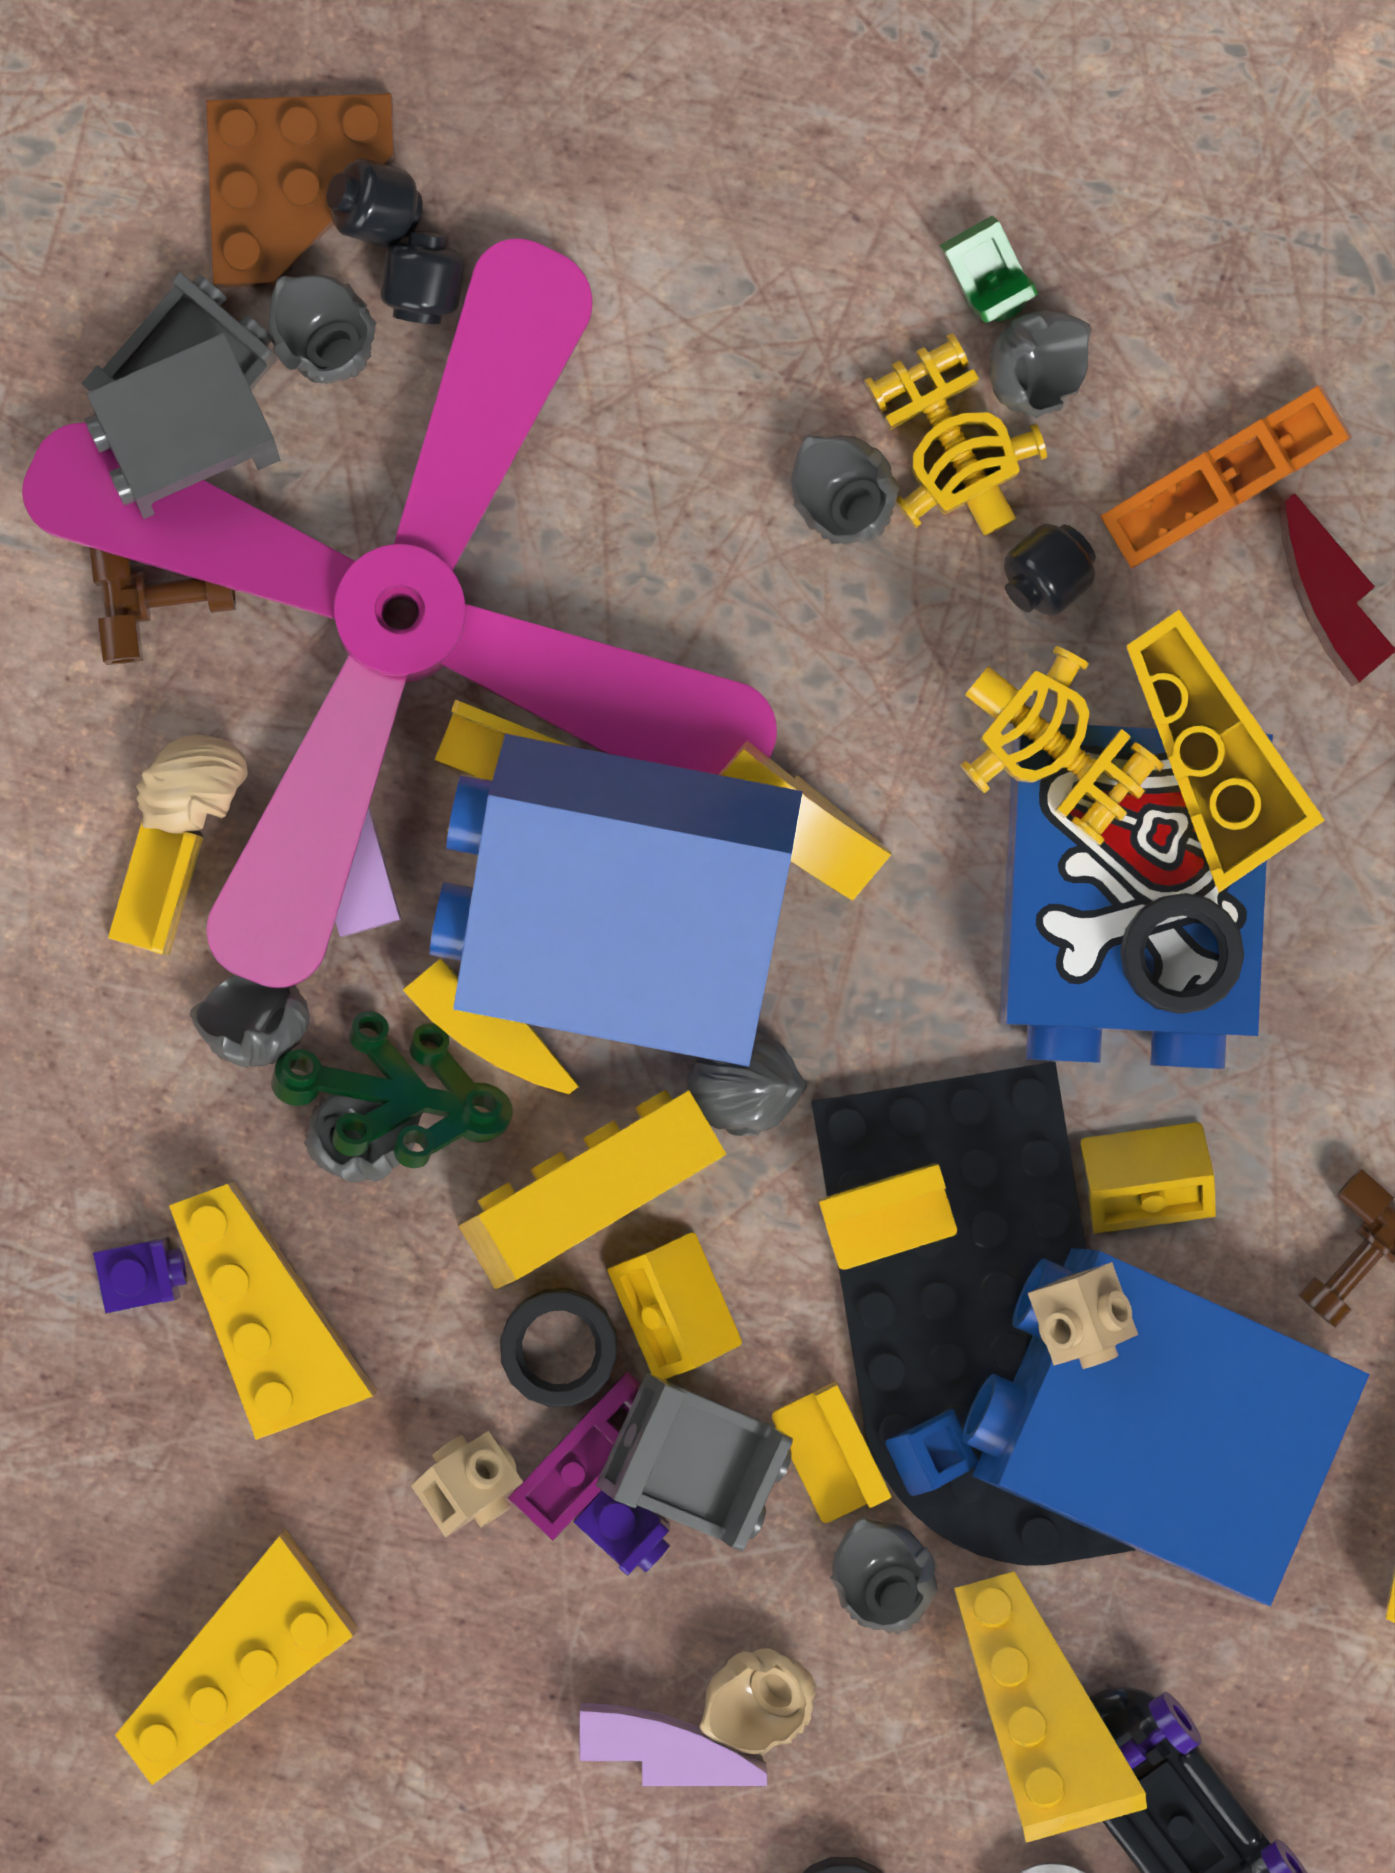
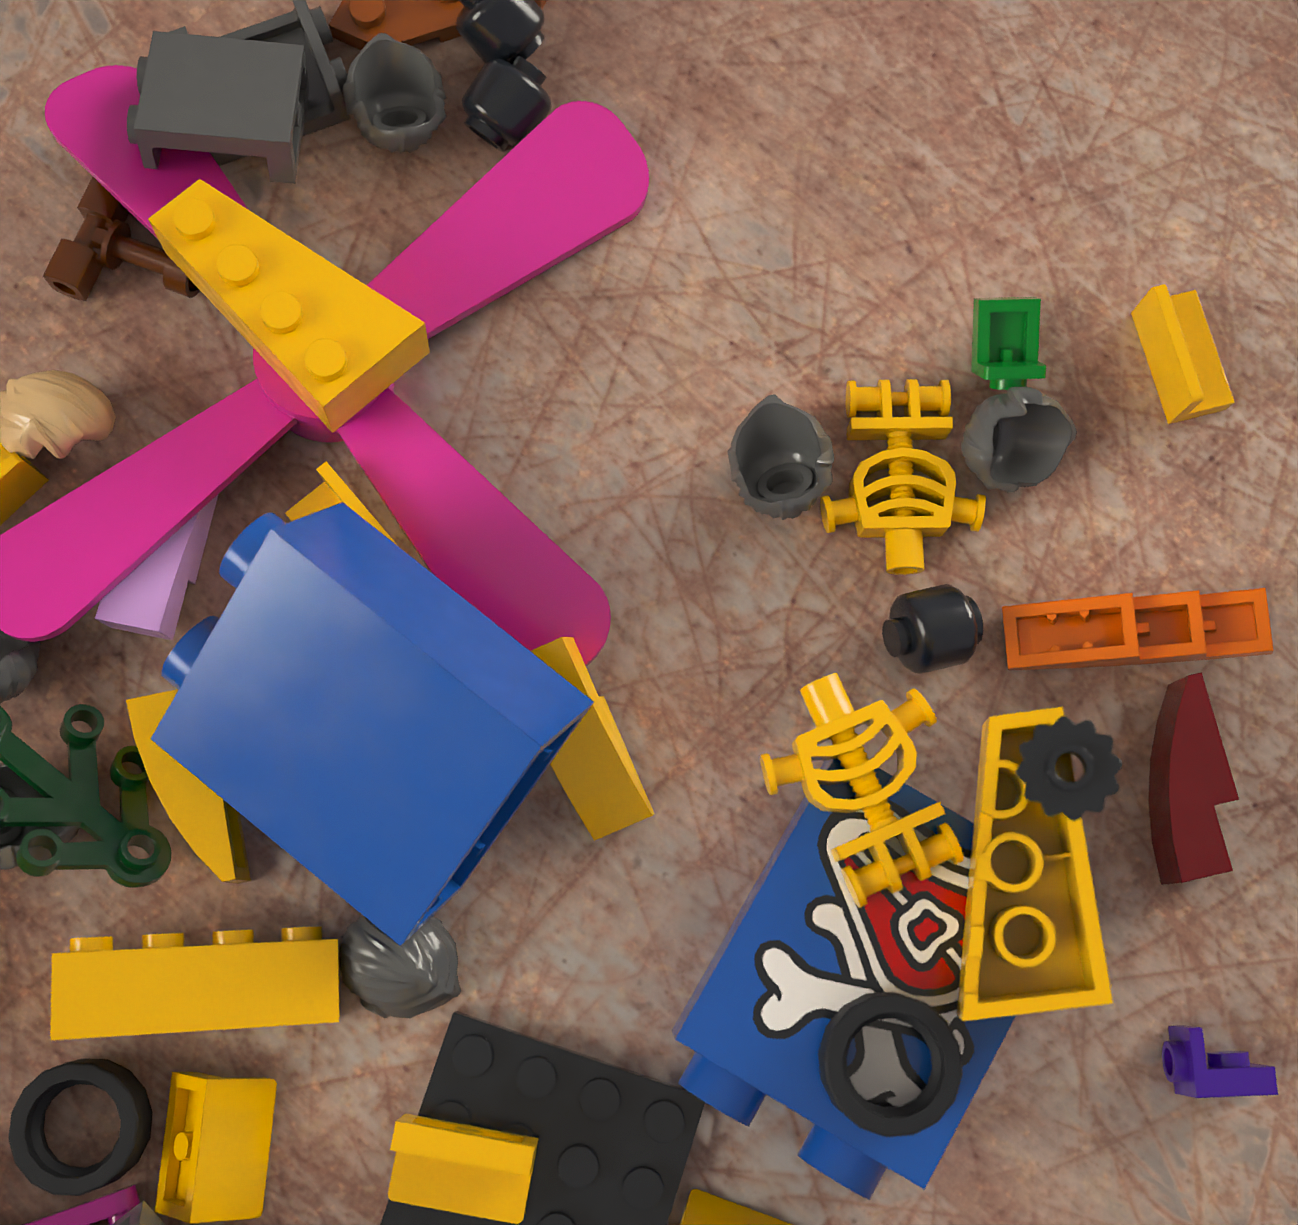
camera: 25 degrees right, 10 degrees down
(367, 587) = (300, 312): none -> yellow wedge
(1151, 196) = (1181, 354): none -> yellow panel
(1177, 662) = (1048, 788): none -> black piece

